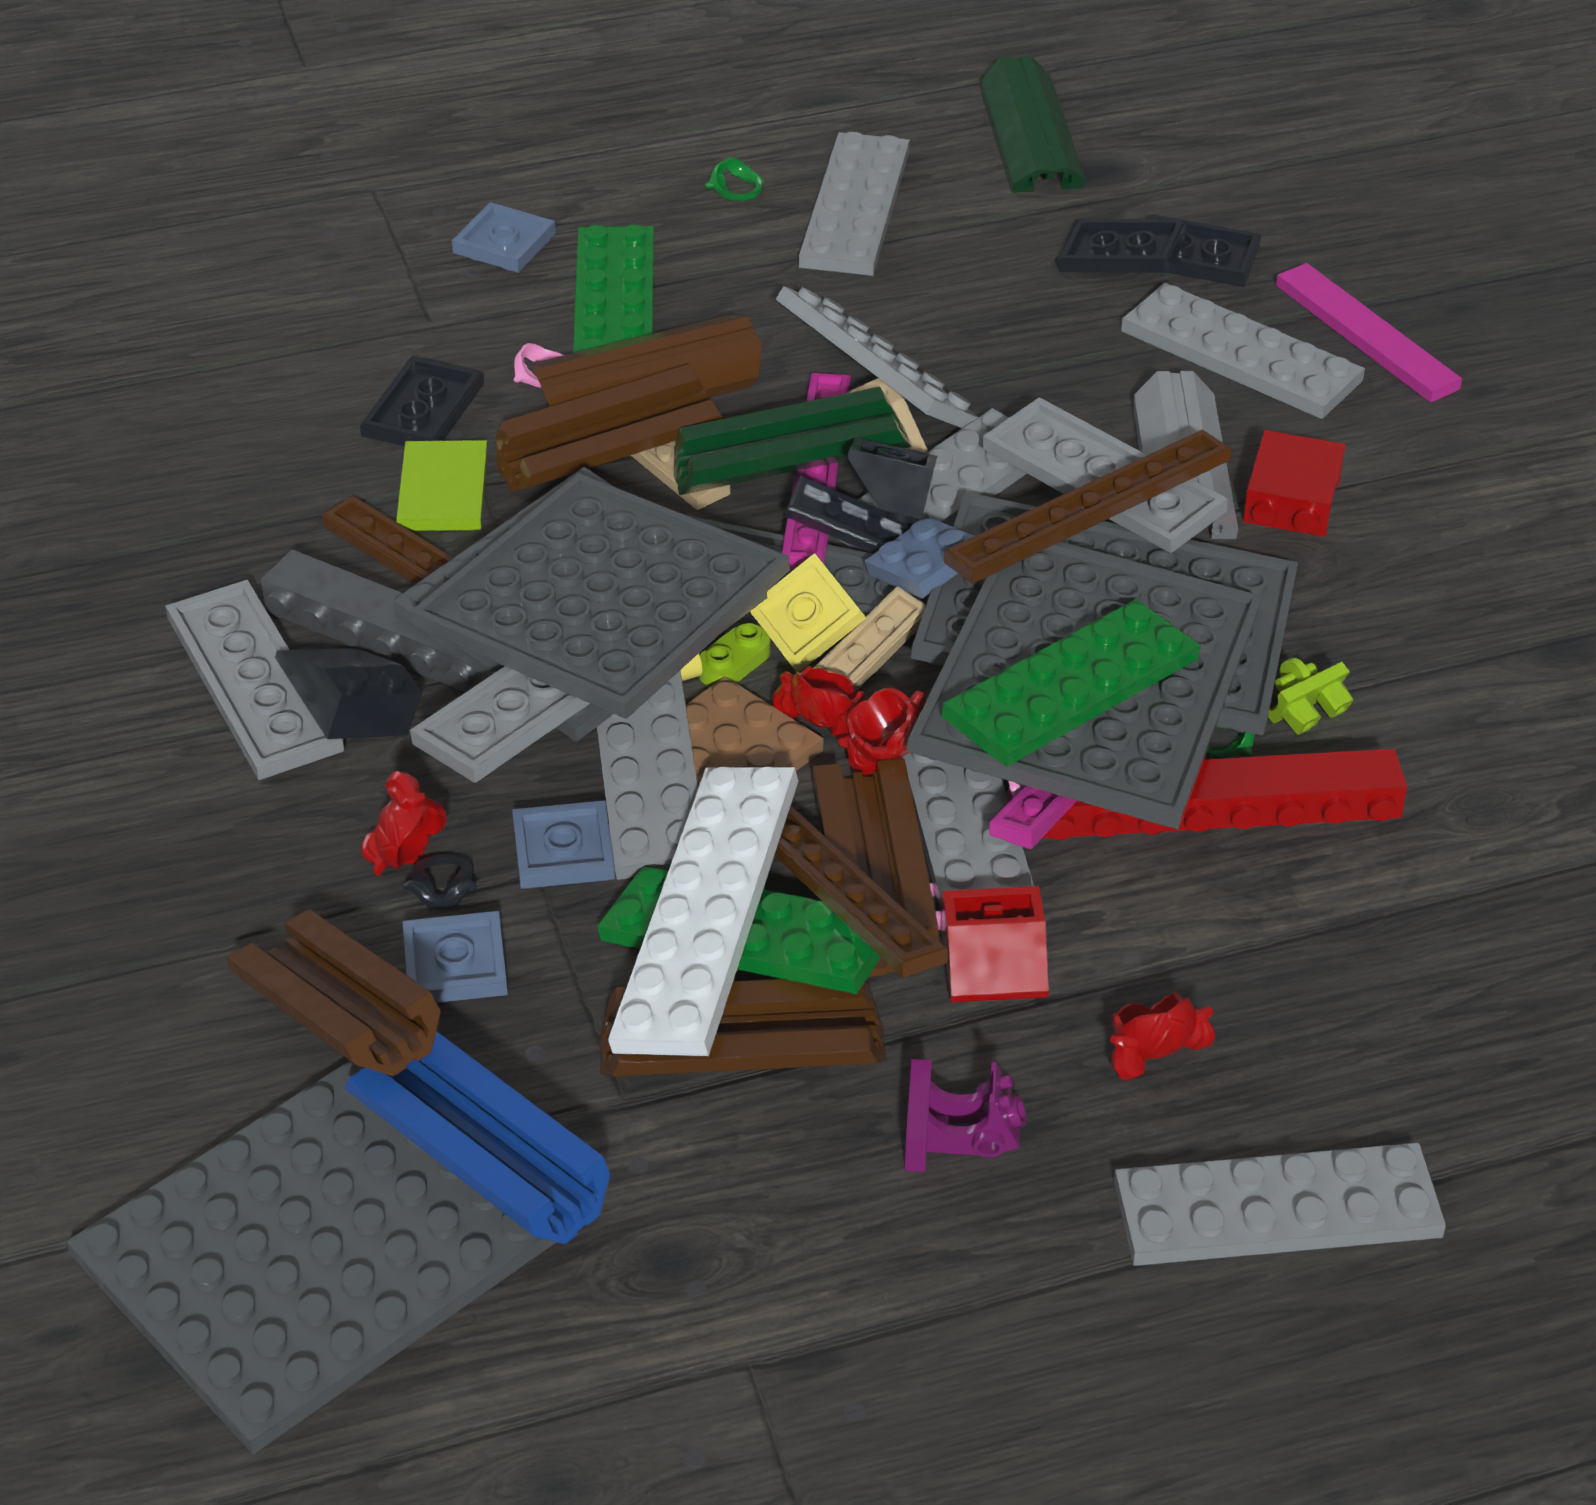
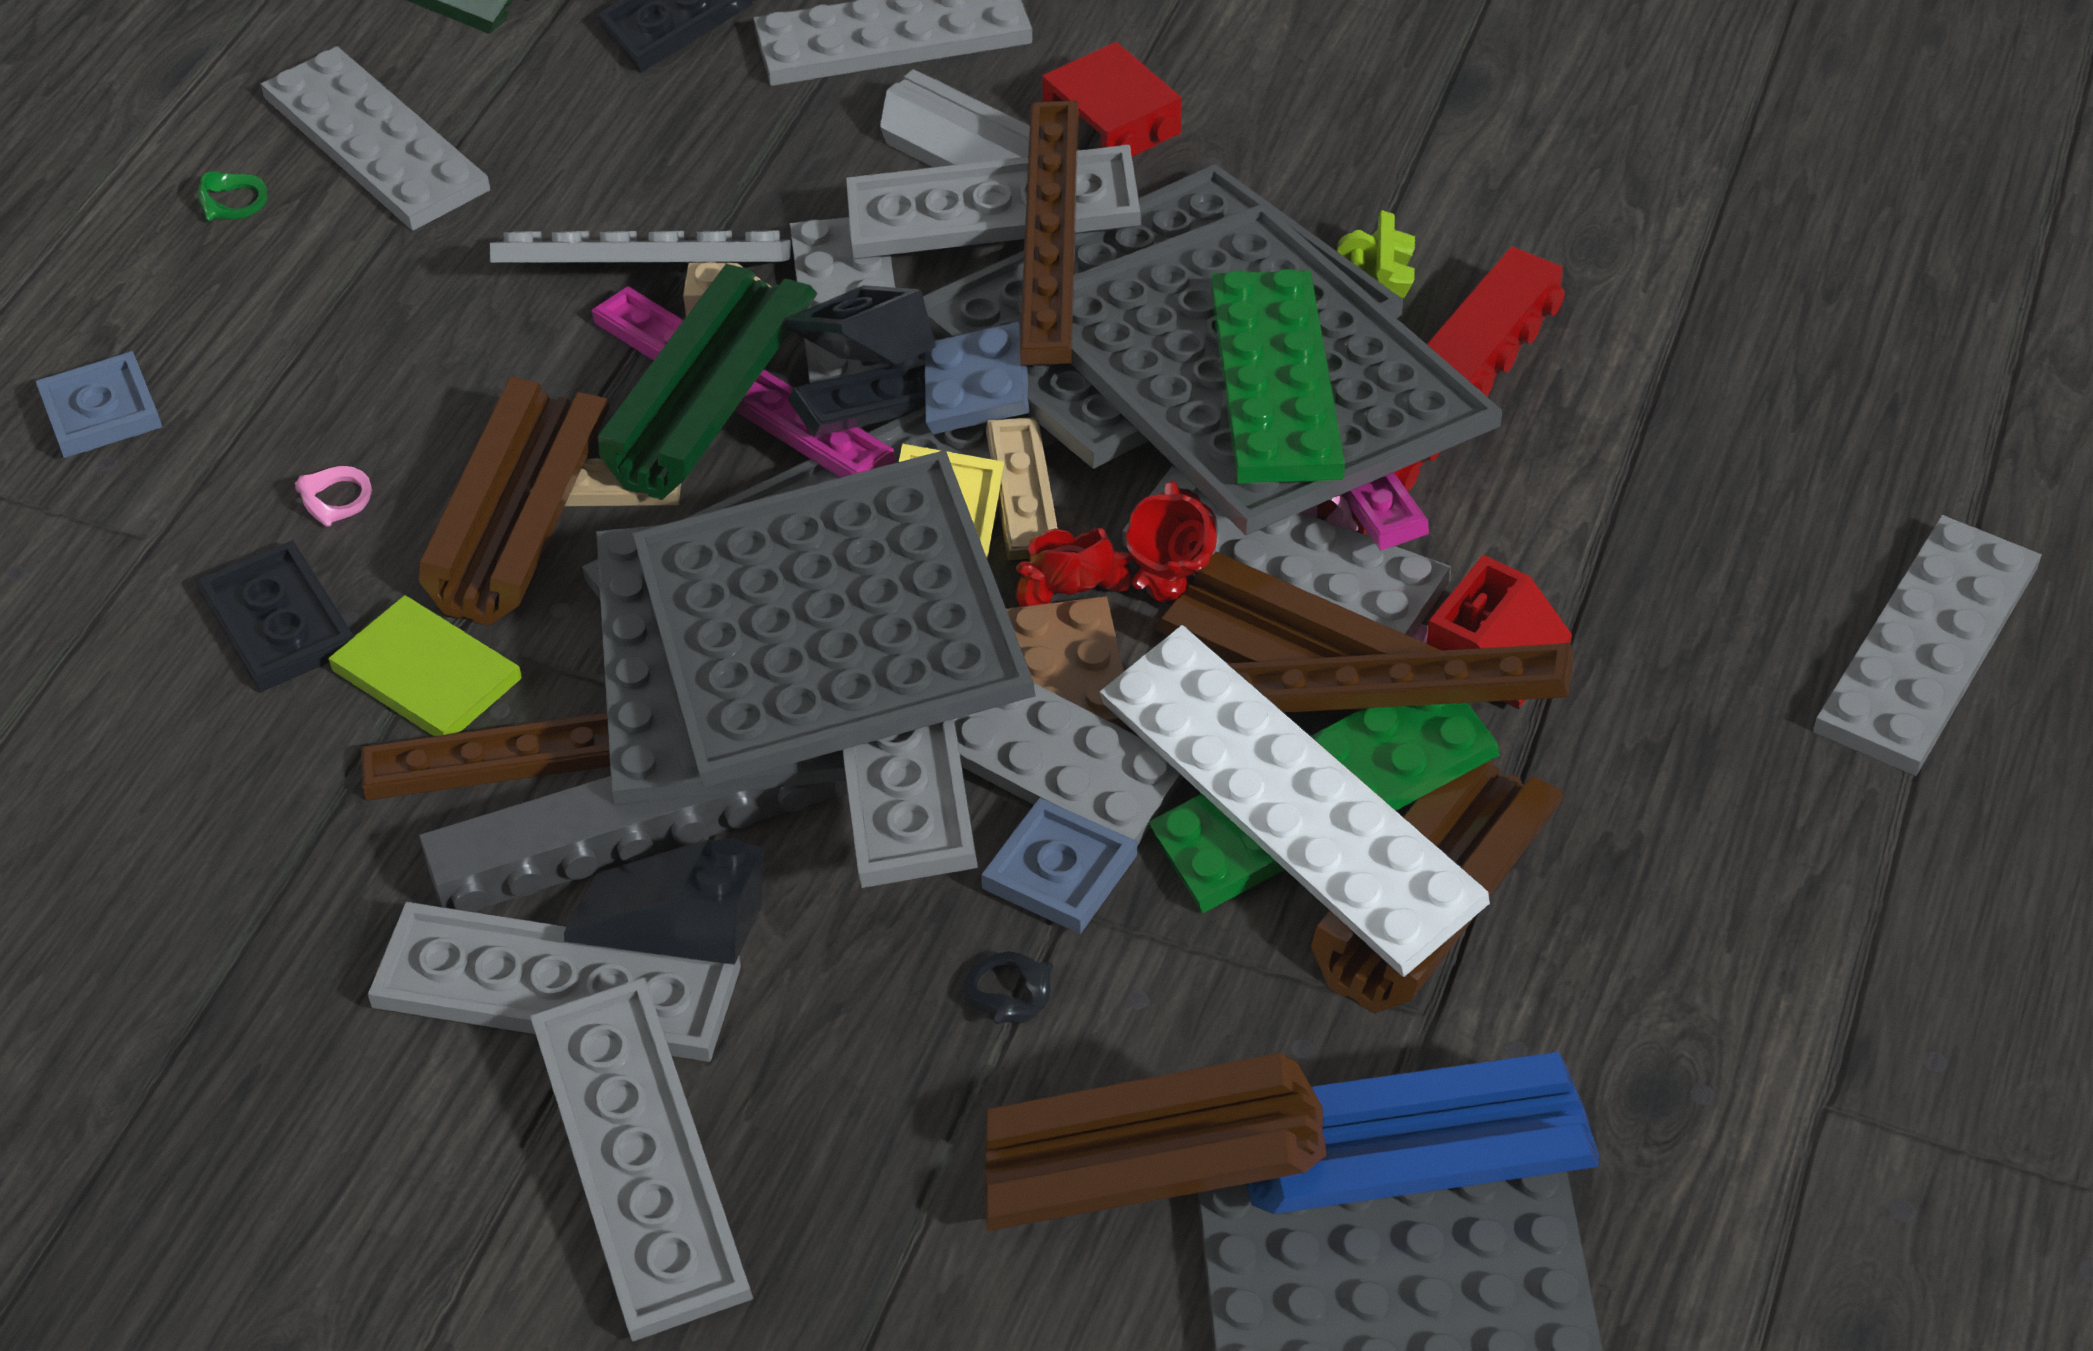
camera: 50 degrees left, 5 degrees up
(144, 784) = (640, 1160): none -> light grey plate
(403, 825) = (935, 974): red hair -> none
(456, 956) = (1133, 1030): sand blue plate -> none
(613, 285) = (299, 383): green plate -> none
(719, 351) = (452, 405): reddish brown piece -> none
(931, 1109) = (1692, 756): magenta tile -> none
(1157, 1033) = (1686, 592): red hair -> none

